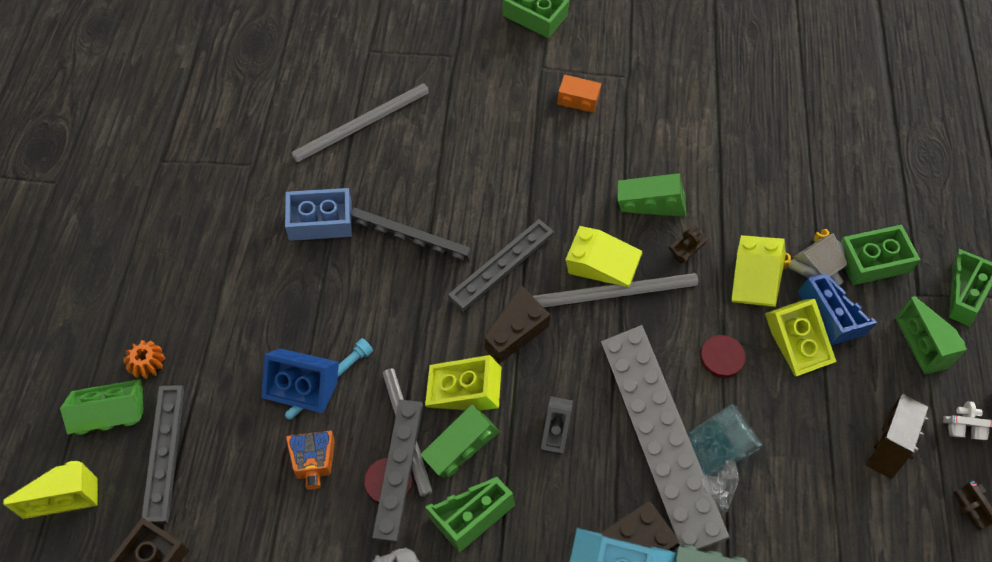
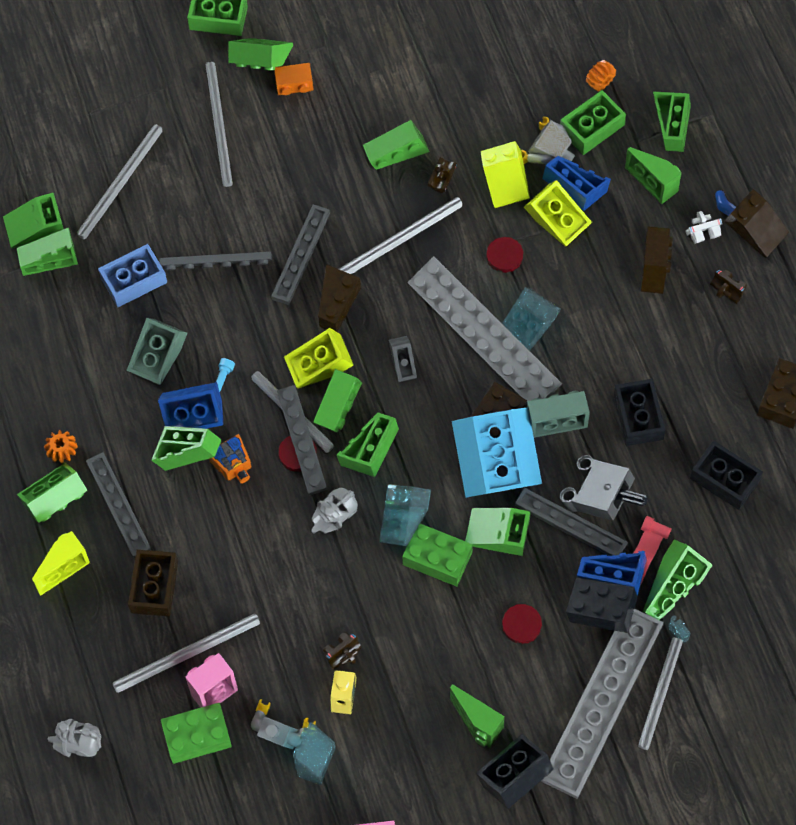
camera: 20 degrees left, 5 degrees up
(251, 159) = (47, 253): none -> bright green wedge
(259, 125) = (33, 220): none -> bright green slope
(264, 419) = (184, 446): none -> bright green wedge
(300, 300) = (156, 350): none -> sand green slope
(484, 109) = (219, 124): none -> light grey axle
(555, 56) = (259, 53): none -> bright green slope
(602, 257) = (379, 215): neon yellow slope -> none
(721, 487) = (542, 350): clear slope -> none
(904, 210) = (601, 75): none -> orange gear

